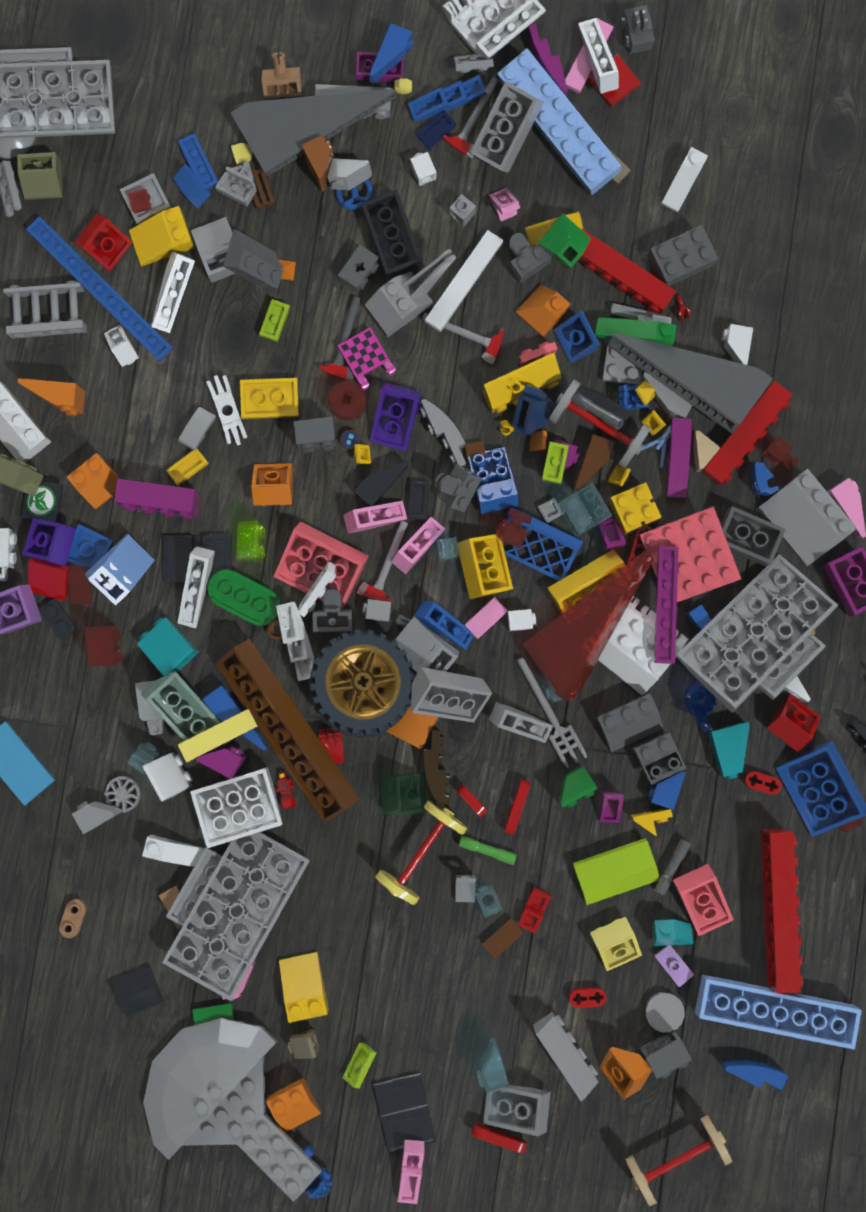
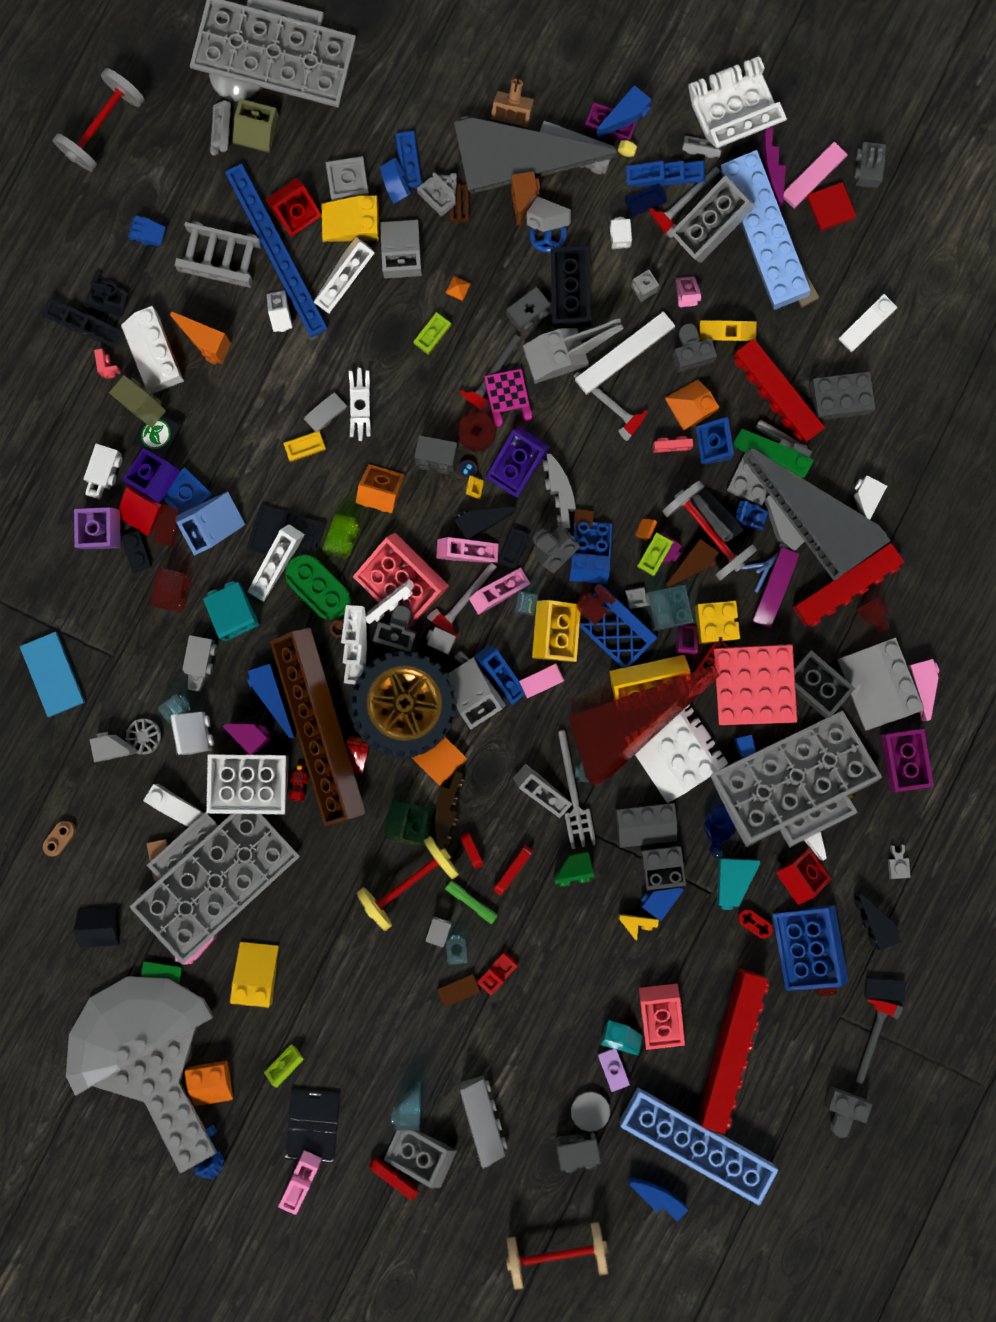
camera: 20 degrees right, 0 degrees up
(95, 480) = (214, 432): orange slope -> none
(140, 201) = (341, 179): clear red tile -> none
(157, 498) = (266, 466): magenta brick -> none
(179, 706) = (225, 676): sand green slope -> none
(217, 735) = (250, 709): light yellow tile -> none
(242, 153) = (453, 164): light yellow tile -> none
(253, 261) = (430, 270): dark grey slope -> none
(269, 398) = (403, 406): yellow plate -> none
(304, 1044) = (237, 1029): dark tan slope -> none
(448, 695) = (481, 742): light grey slope -> none
(521, 620) = (574, 693): white brick -> none
(531, 410) = (648, 498): dark blue torso -> none
(541, 374) = (648, 468): yellow slope -> none
(565, 241) = (733, 346): green slope -> none
(588, 1002) = (522, 1068): red beam -> none
(599, 56) = (824, 179): white slope -> none
(611, 806) = (602, 899): magenta slope -> none
(616, 871) = (587, 962): lime slope -> none
(616, 943) = (565, 1031): light yellow slope -> none
(619, 476) = (713, 586): yellow slope -> none
(625, 1071) = (534, 1154): orange slope -> none
(645, 392) = (763, 514): yellow slope -> none
(653, 421) = (763, 546): yellow slope -> none
(666, 605) = (716, 723): magenta plate -> none
(678, 855) = (633, 984): dark grey piece -> none
(683, 311) = (826, 449): red hand -> none
(703, 450) = (802, 587): tan slope -> none
(759, 478) = (847, 629): blue hand -> none

